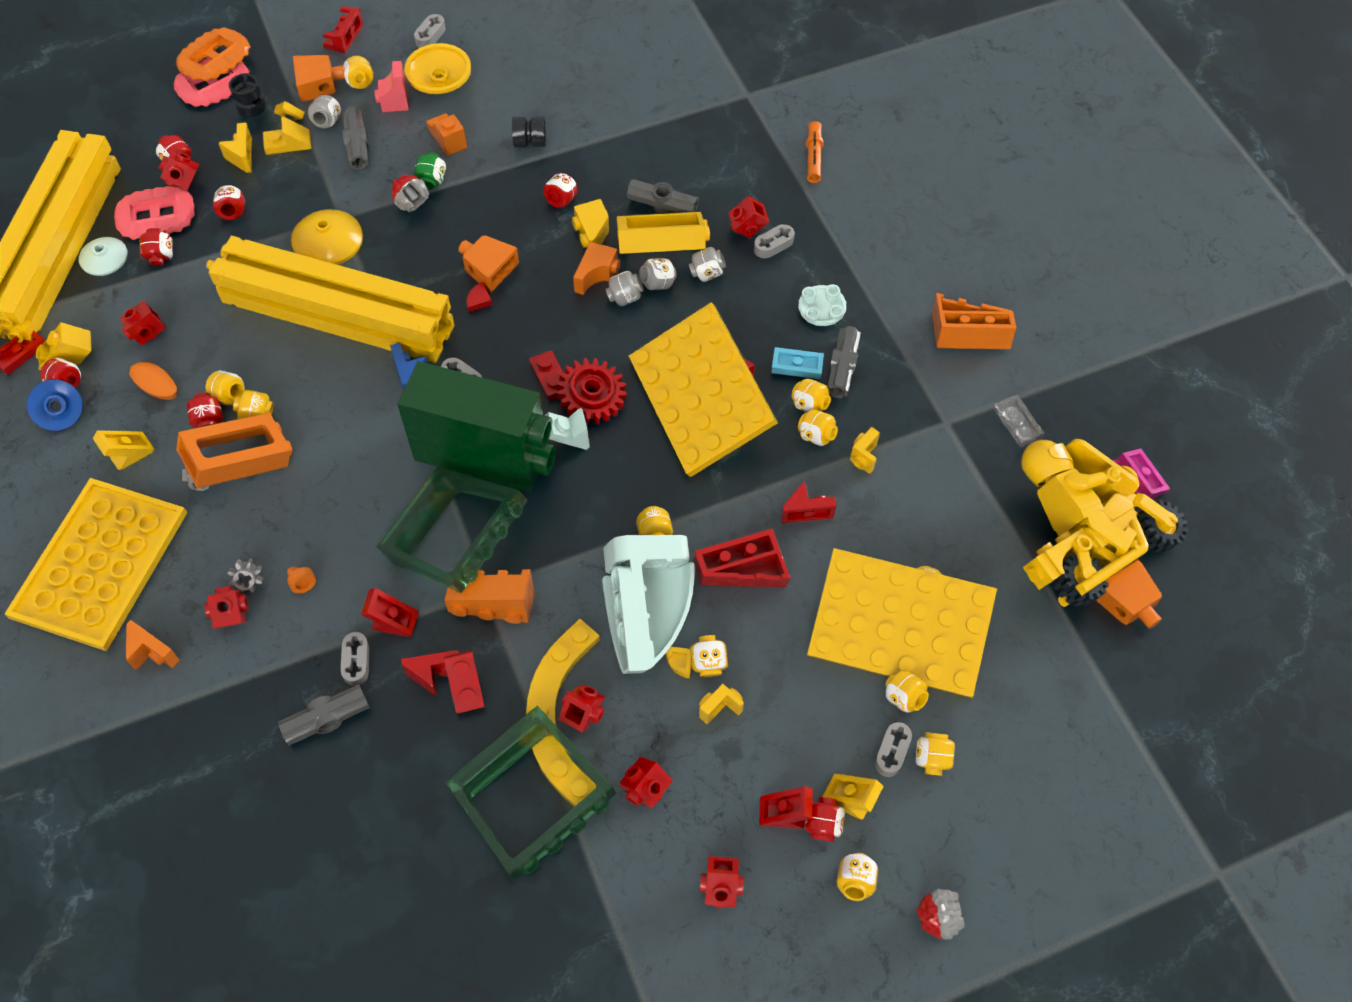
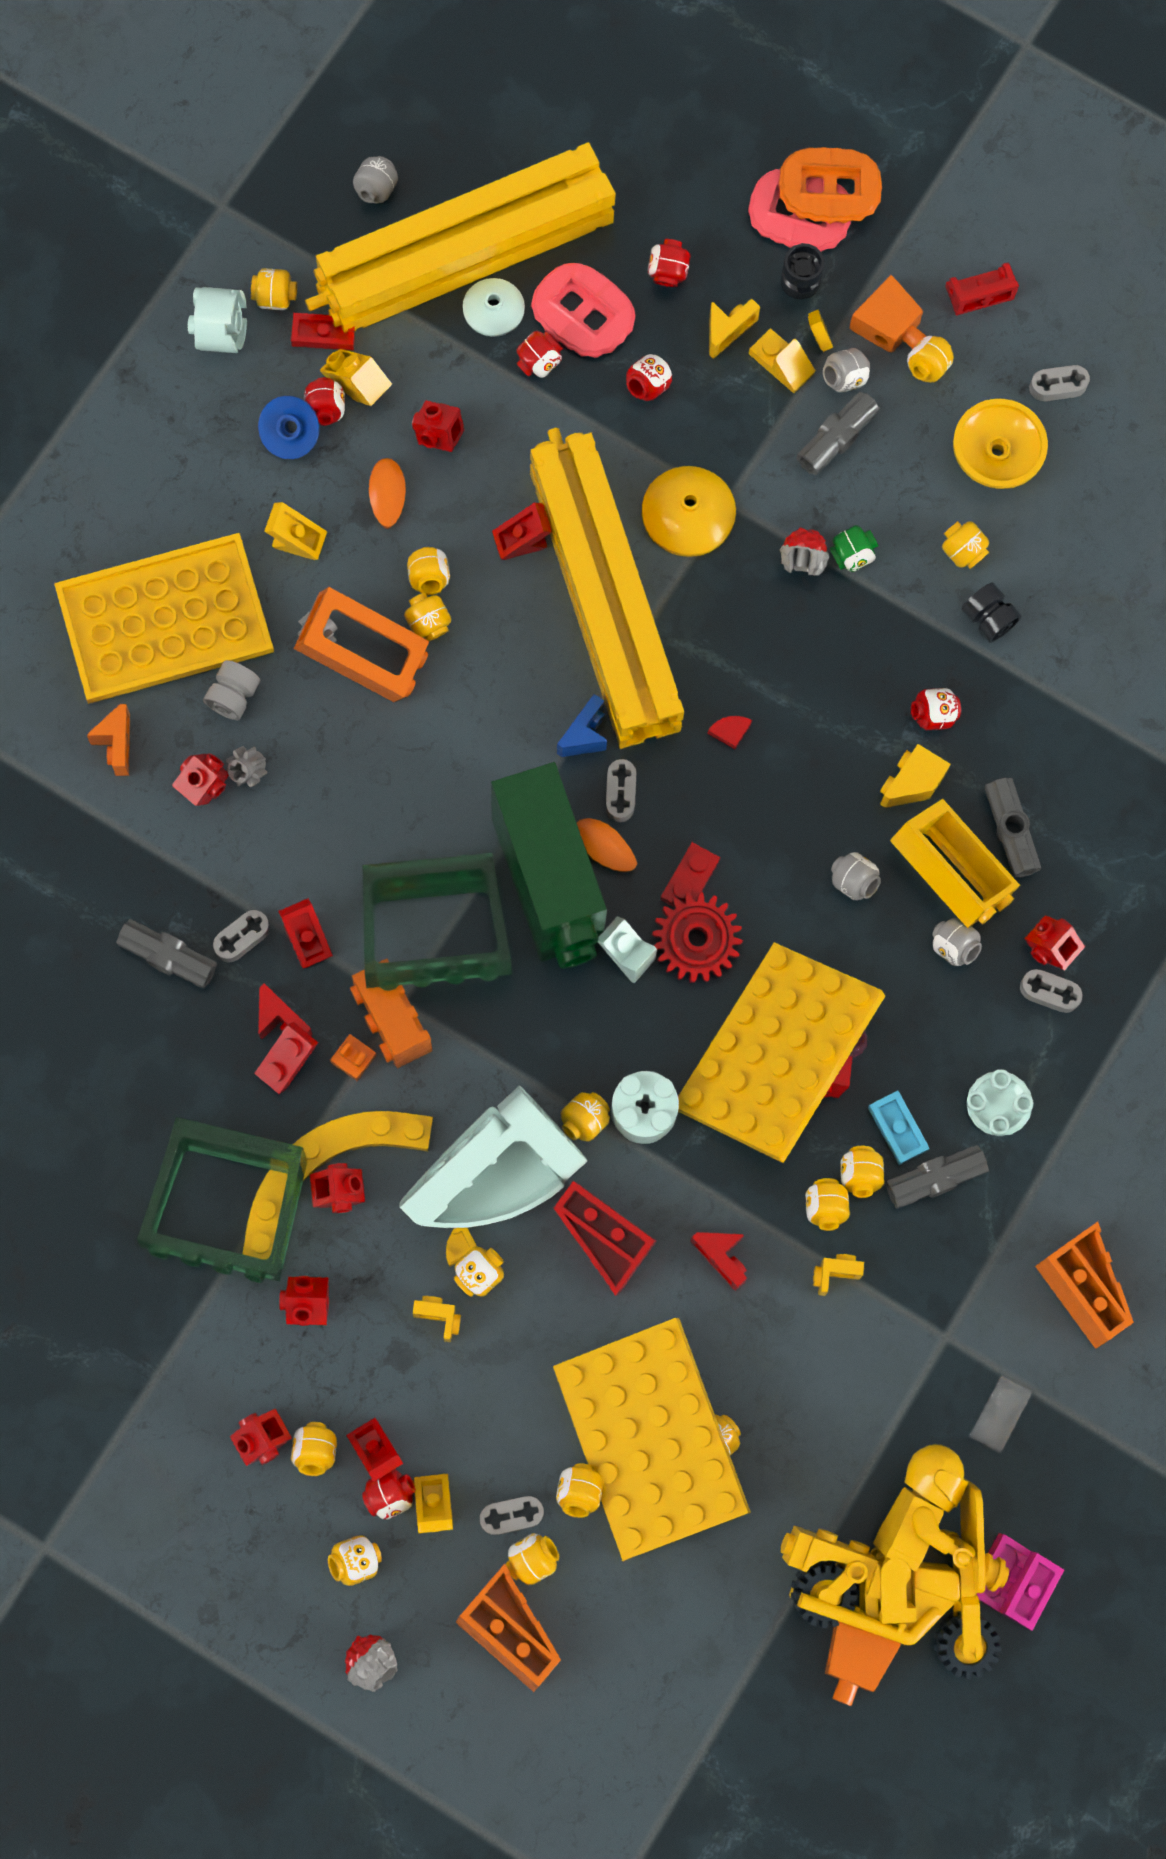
camera: 50 degrees right, 15 degrees up
(178, 170) = (645, 293): red brick -> none
(186, 550) = (233, 686): none -> light grey wheel
(204, 410) = (387, 575): red head -> none
(253, 322) = (523, 532): none -> red slope
(300, 579) = (282, 821): orange tile -> none
(392, 90) = (931, 420): coral arch -> none
(448, 133) = (924, 522): orange arch -> none
(478, 120) = (965, 544): none -> yellow head
(488, 260) = (782, 704): orange torso -> none
(498, 643) = (353, 1057): none -> orange tile
(596, 266) = (864, 823): orange arch -> none
(657, 274) = (901, 897): light grey head -> none
(676, 486) = (640, 1088): none -> light aqua brick
(756, 850) = (313, 1449): none -> yellow head
(979, 800) = (509, 1630): none -> orange wedge

